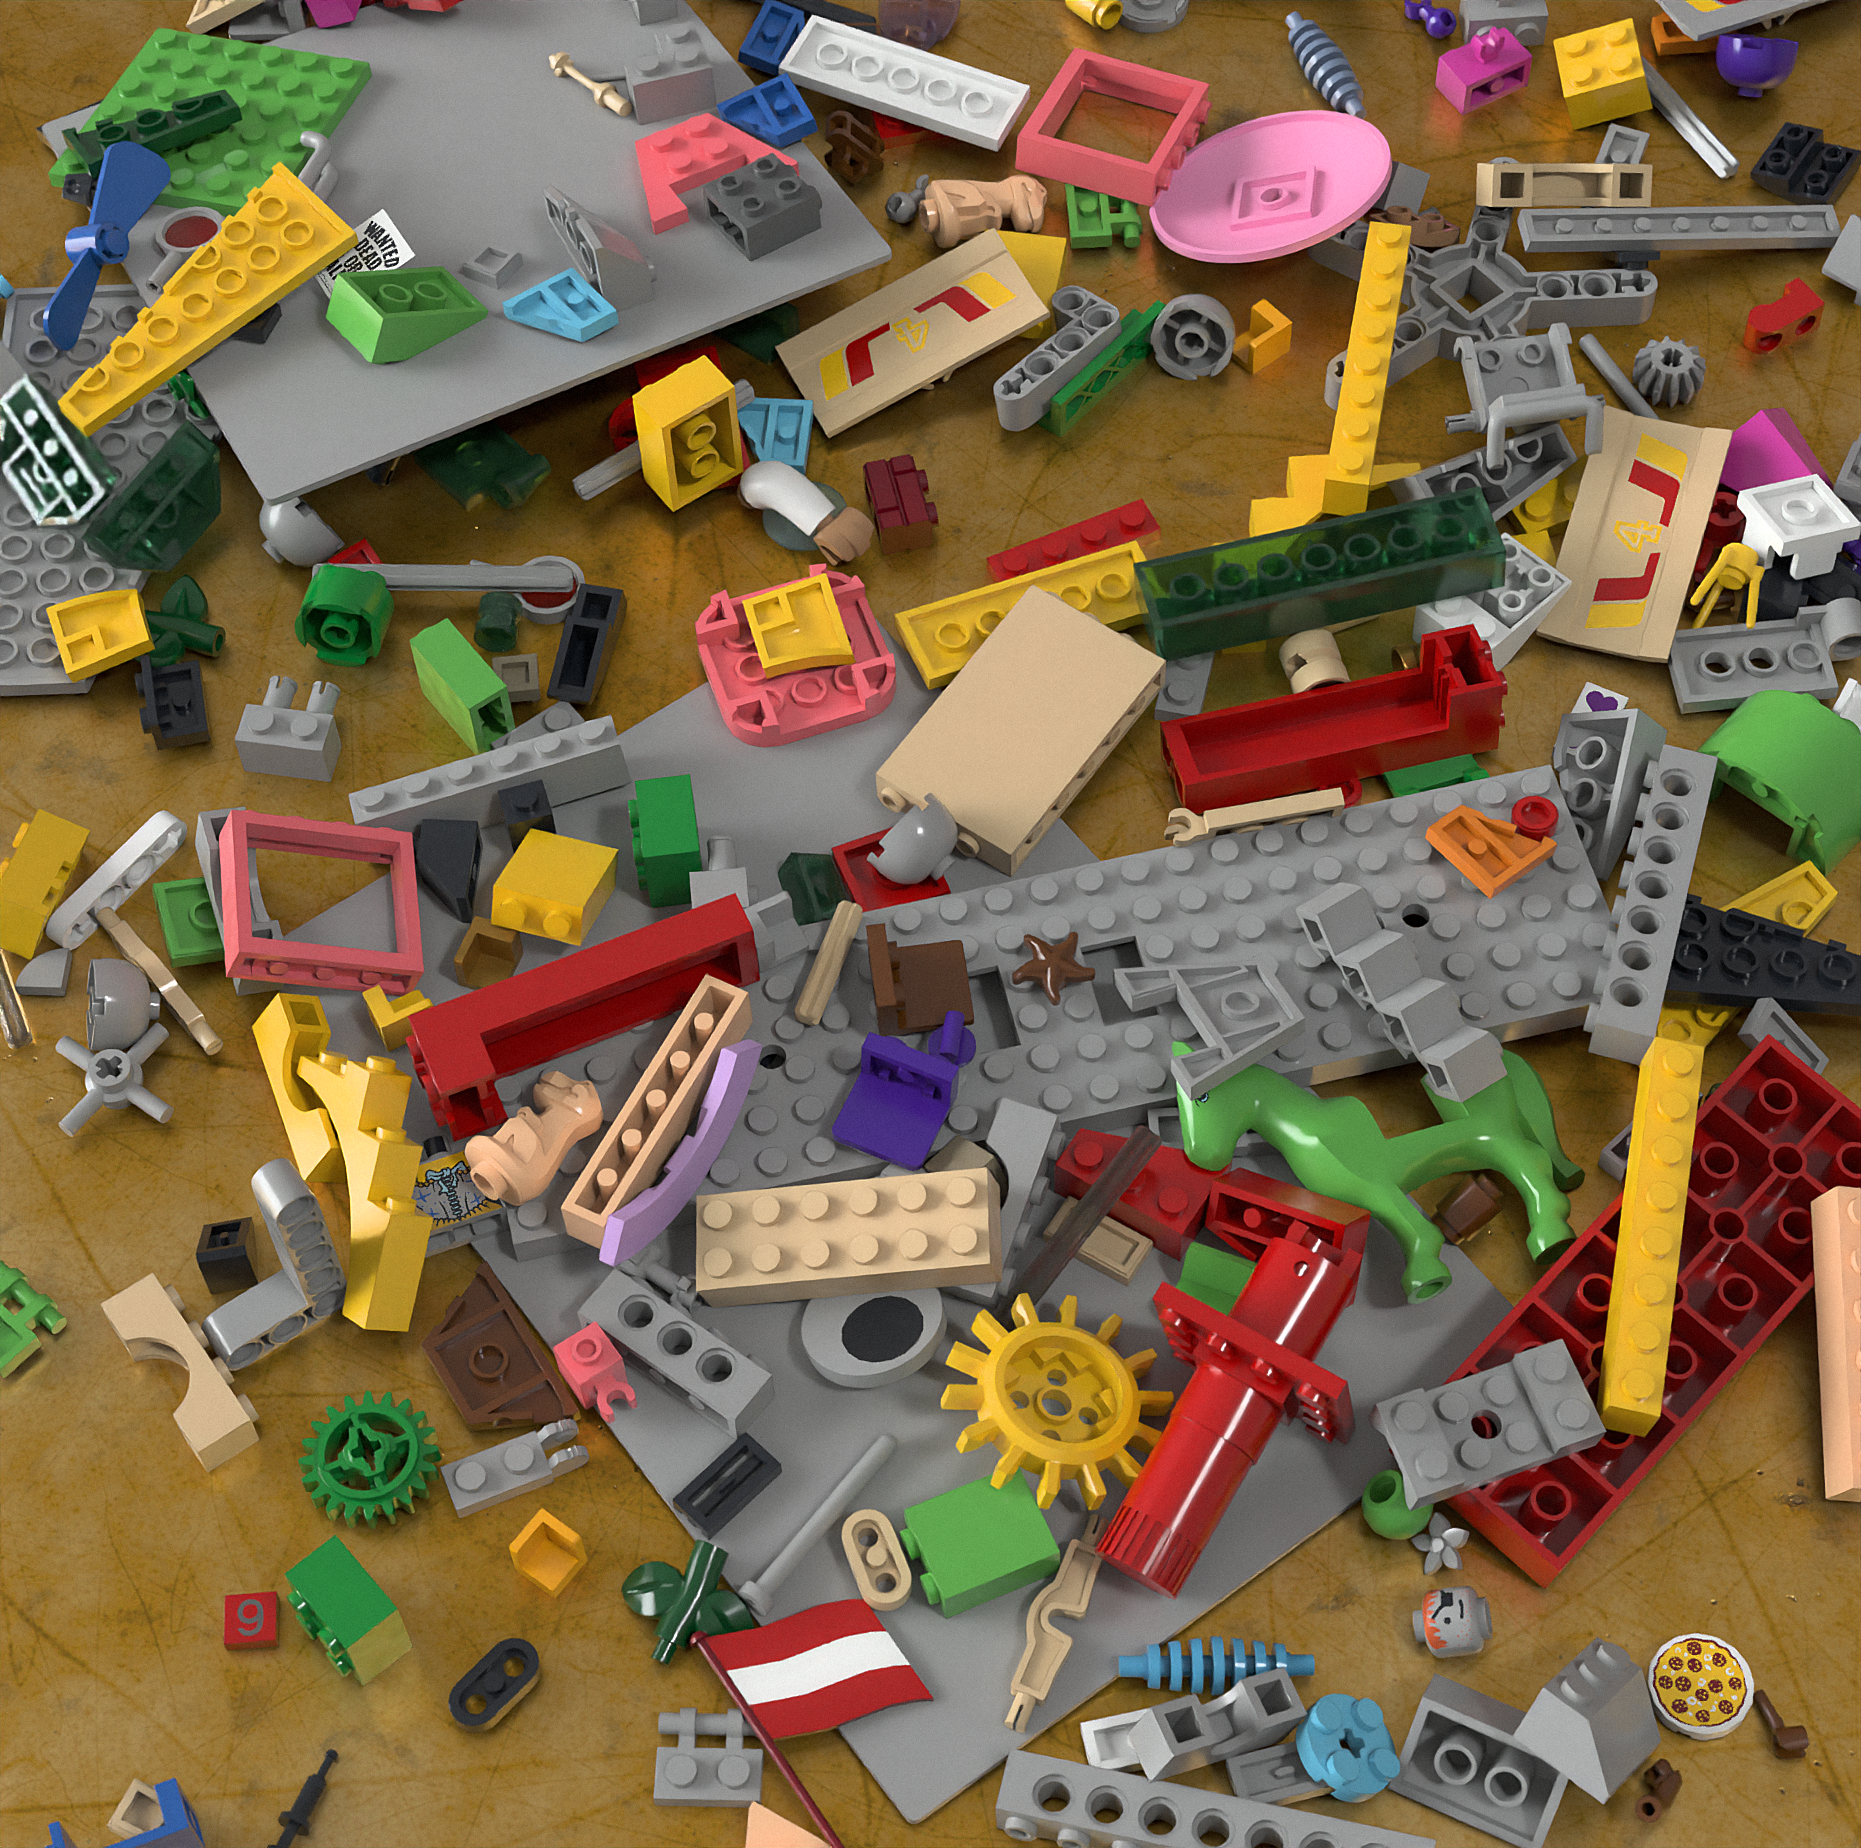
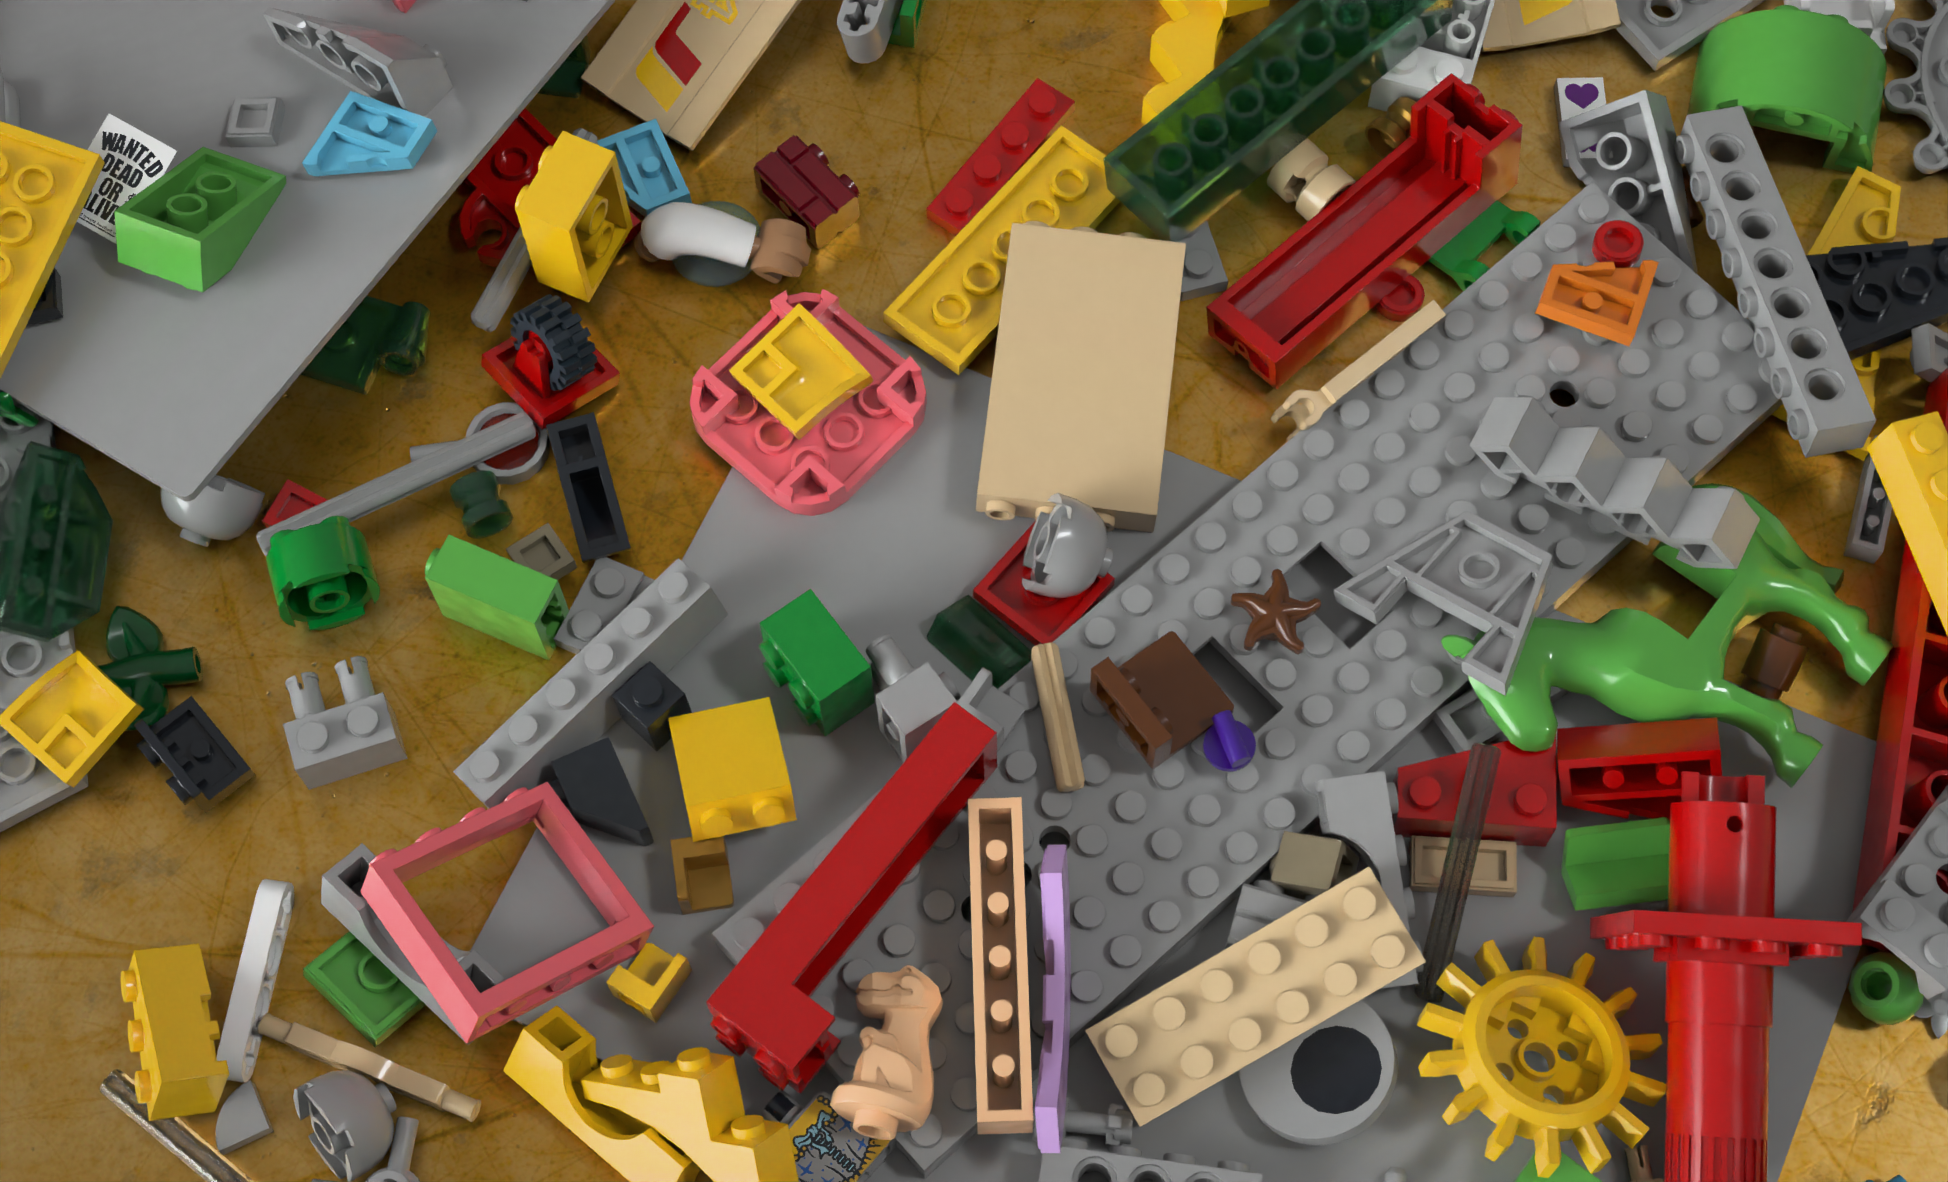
camera: 30 degrees left, 10 degrees up
(614, 539) = (549, 362): none -> plate
(897, 1102) = (1218, 834): dark purple bracket -> none

